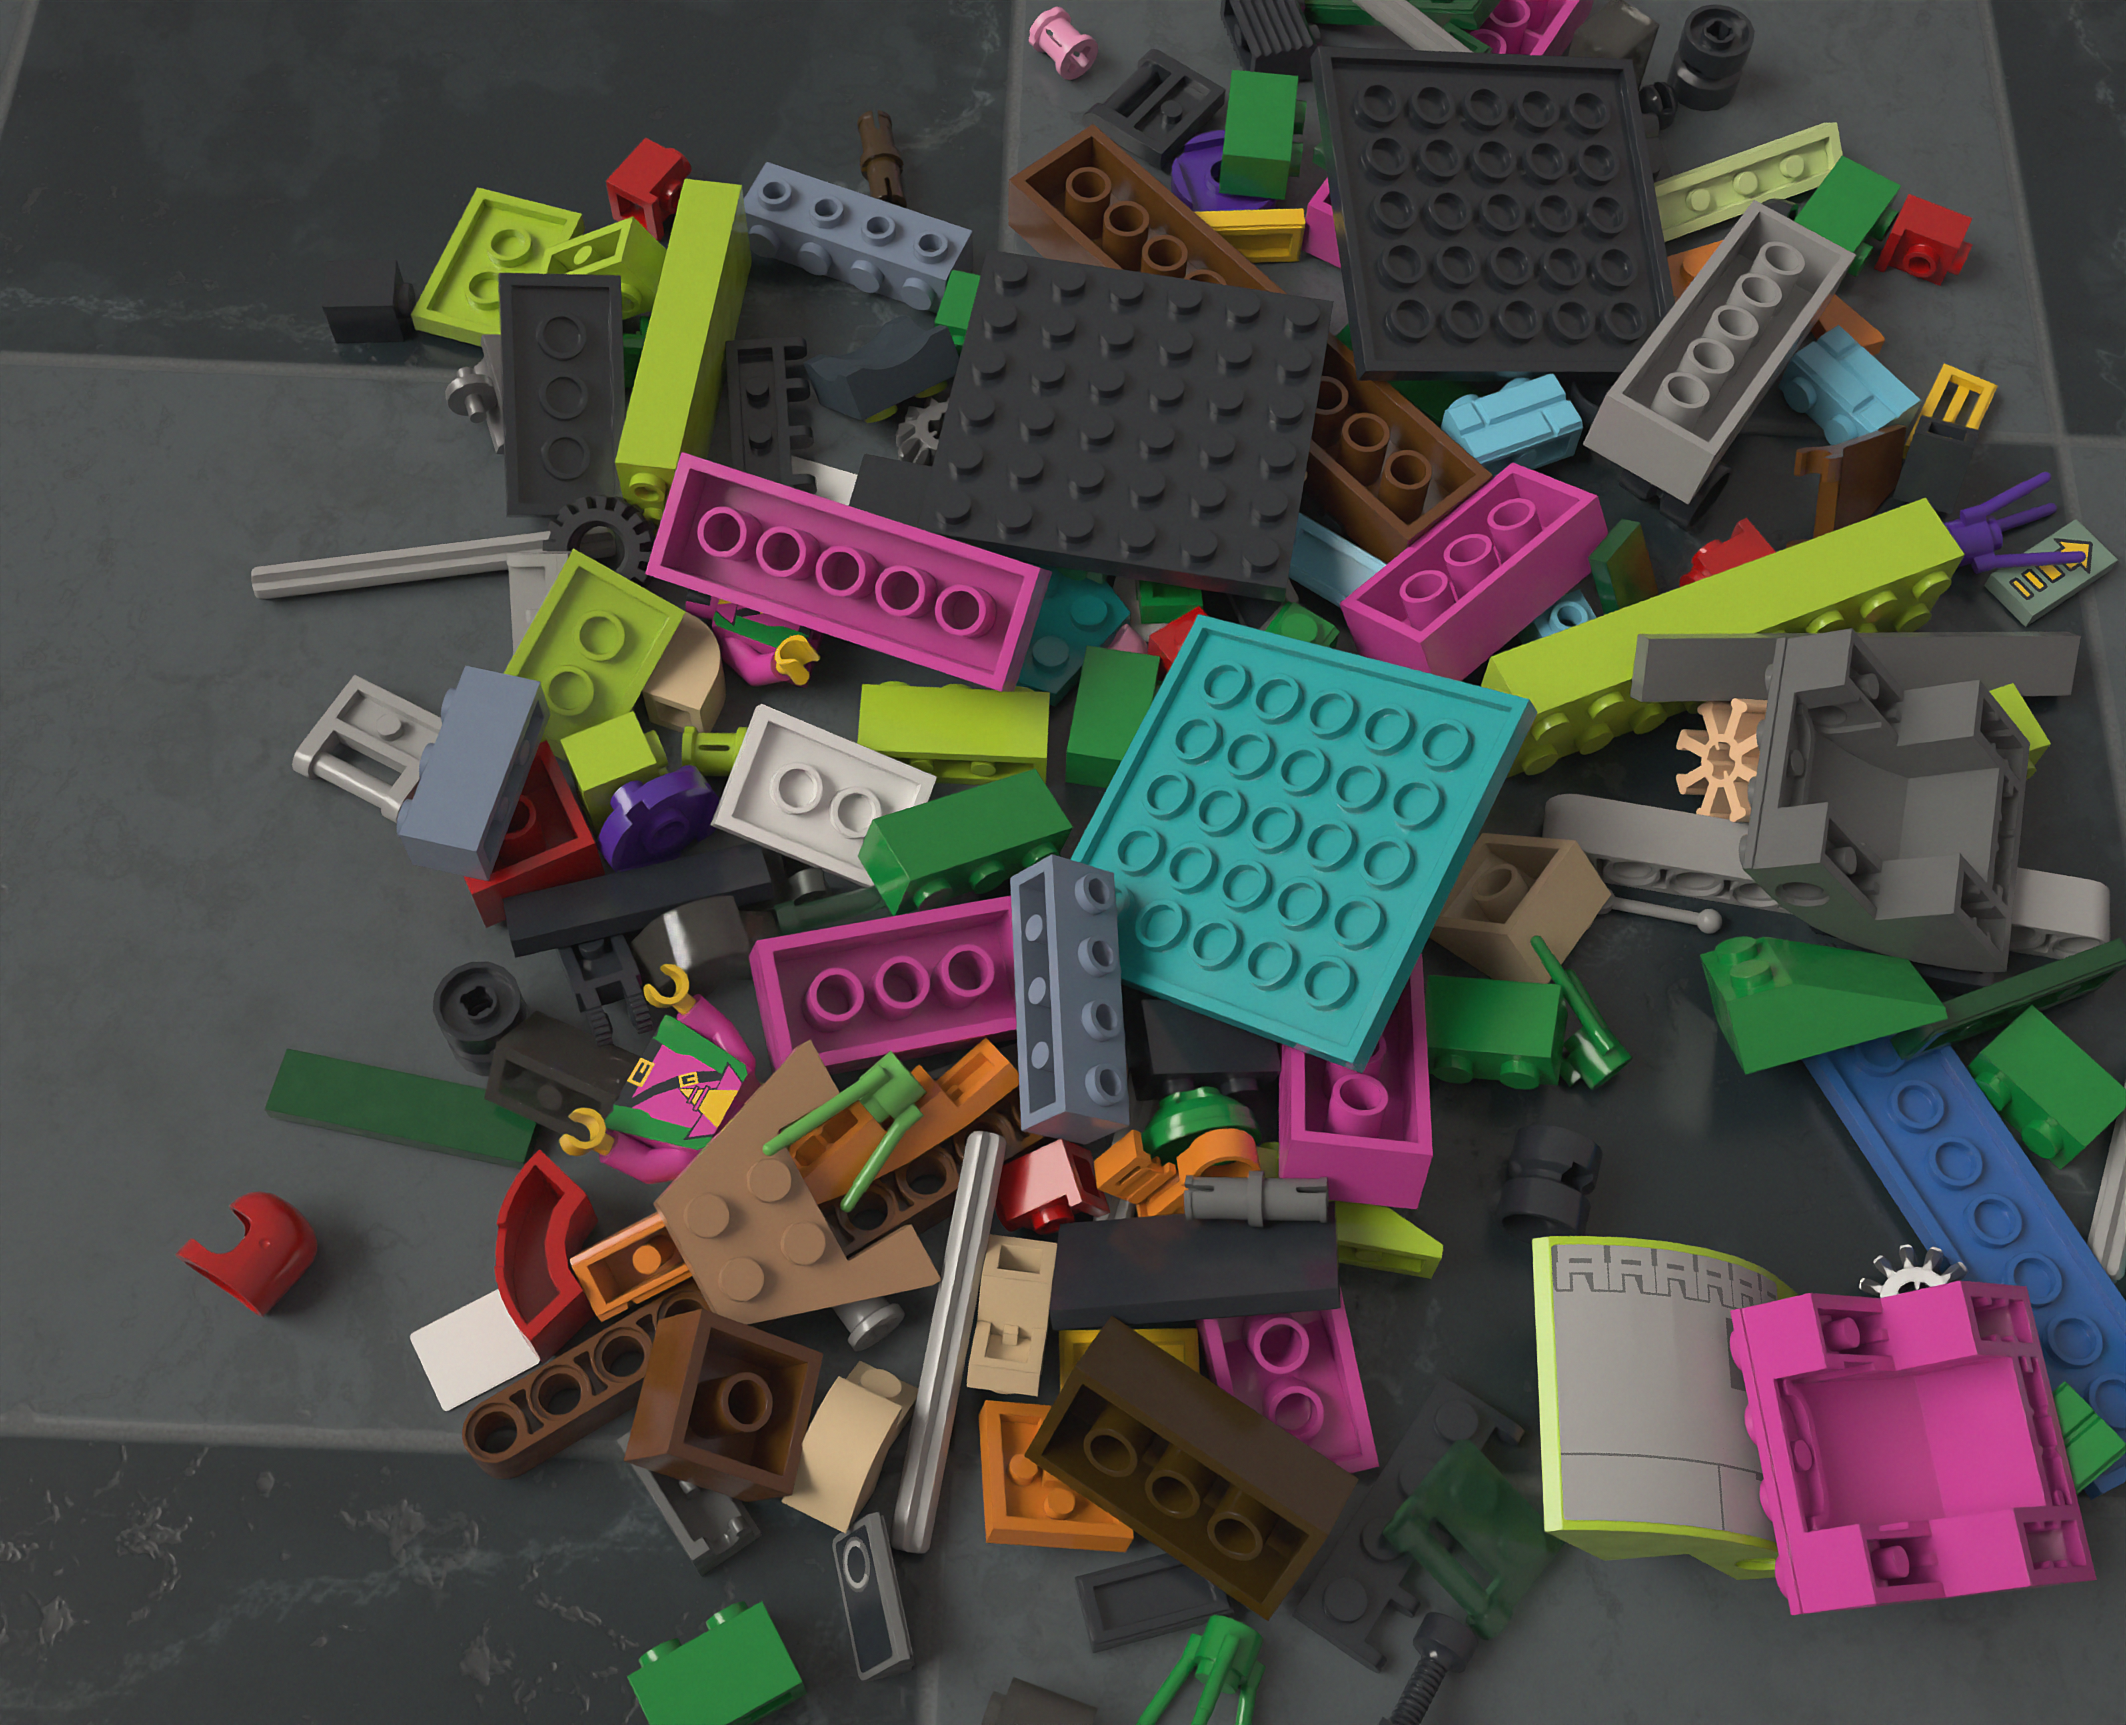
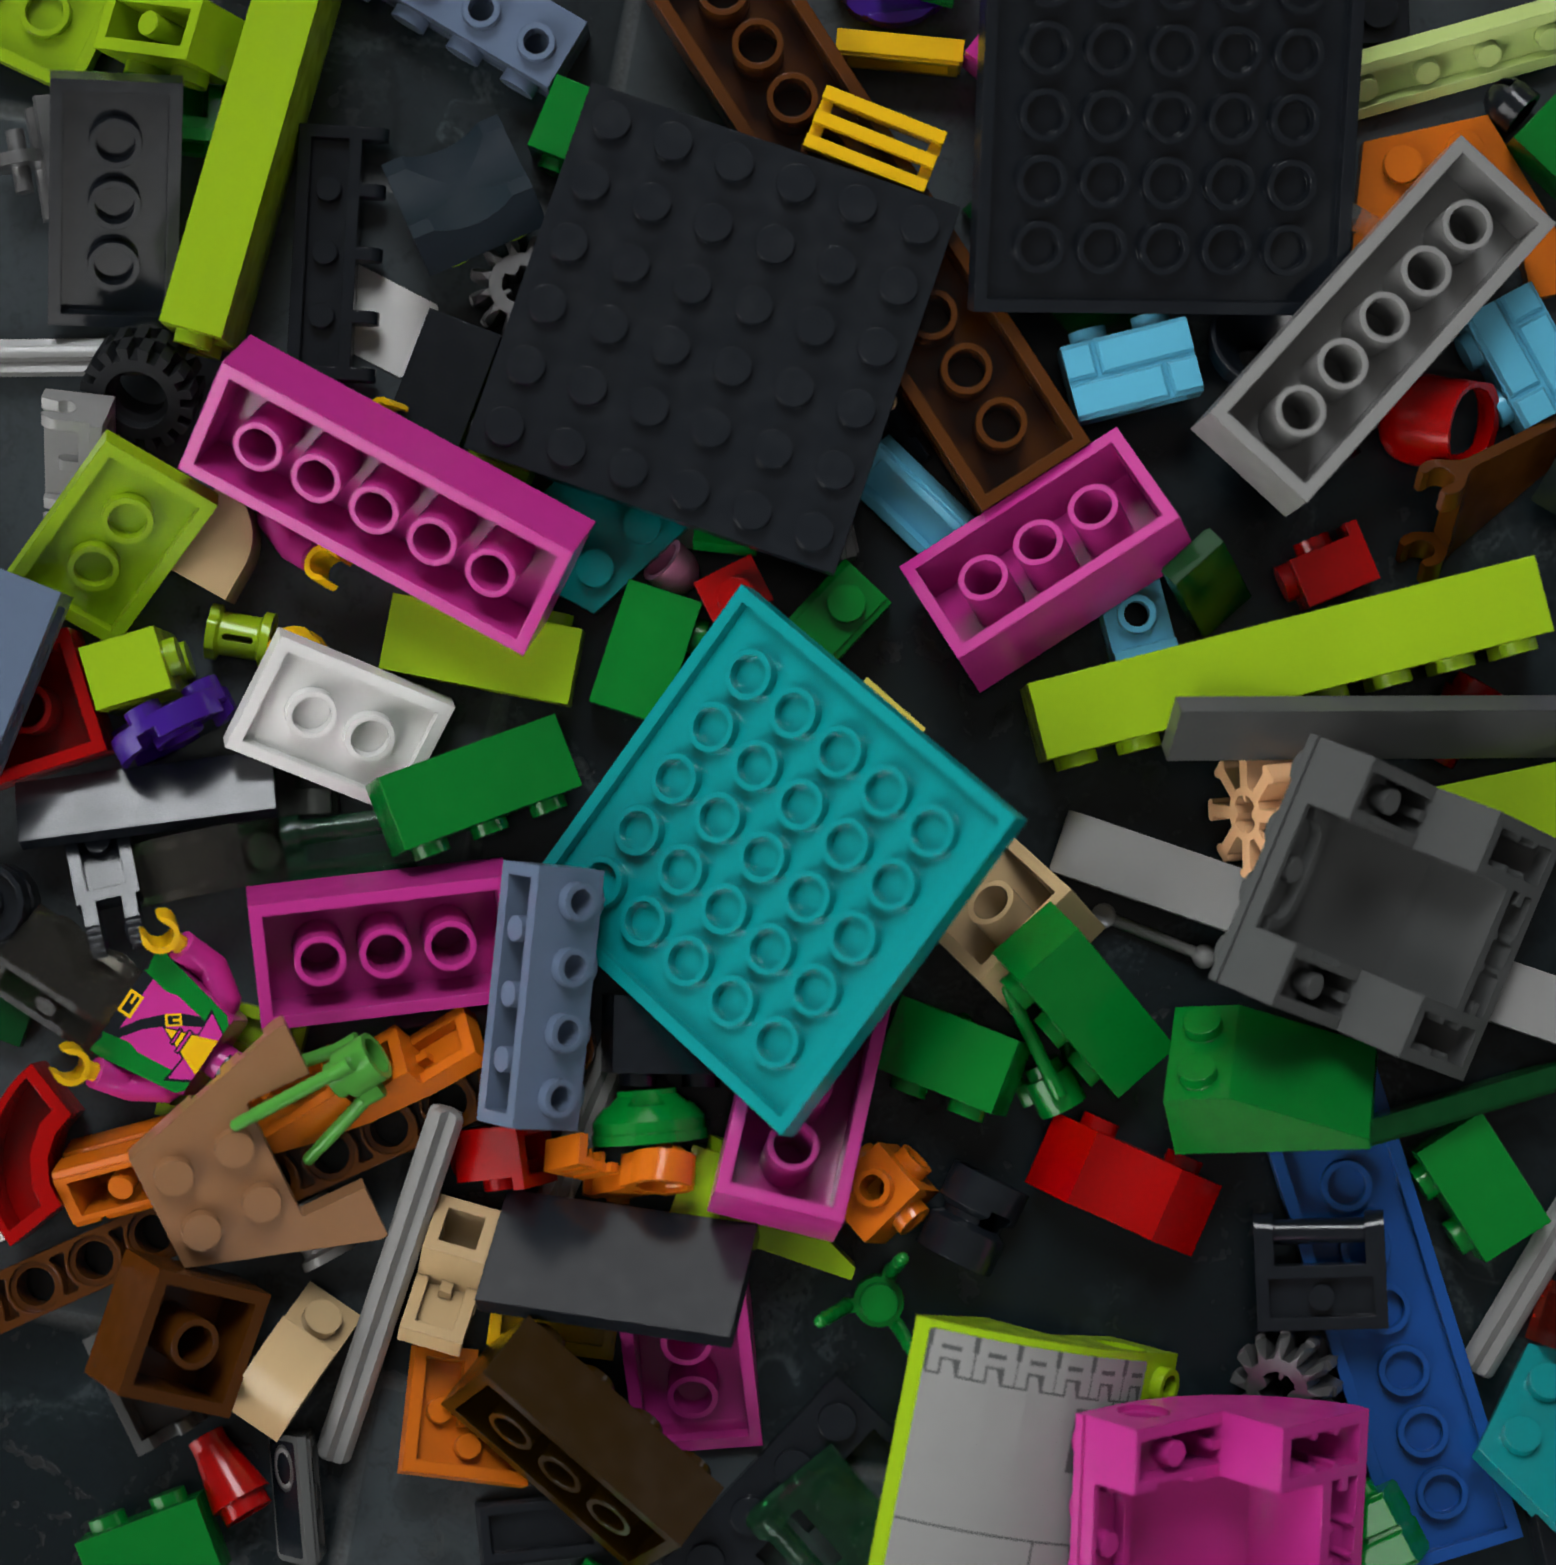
camera: 15 degrees right, 25 degrees up
(797, 1590) = (229, 1478): none -> red cone
(1246, 260) = (883, 116): none -> yellow tile
(1256, 1198) = (682, 1219): dark grey pin -> none
(1462, 1173) = (888, 1192): none -> orange brick
(1471, 1287) = (876, 1302): none -> green plant
(1612, 946) = (1080, 1001): none -> green brick
(1724, 1135) = (1124, 1183): none -> red brick
(1780, 429) = (1422, 420): none -> red helmet
(1929, 1201) = (1326, 1292): none -> black plate

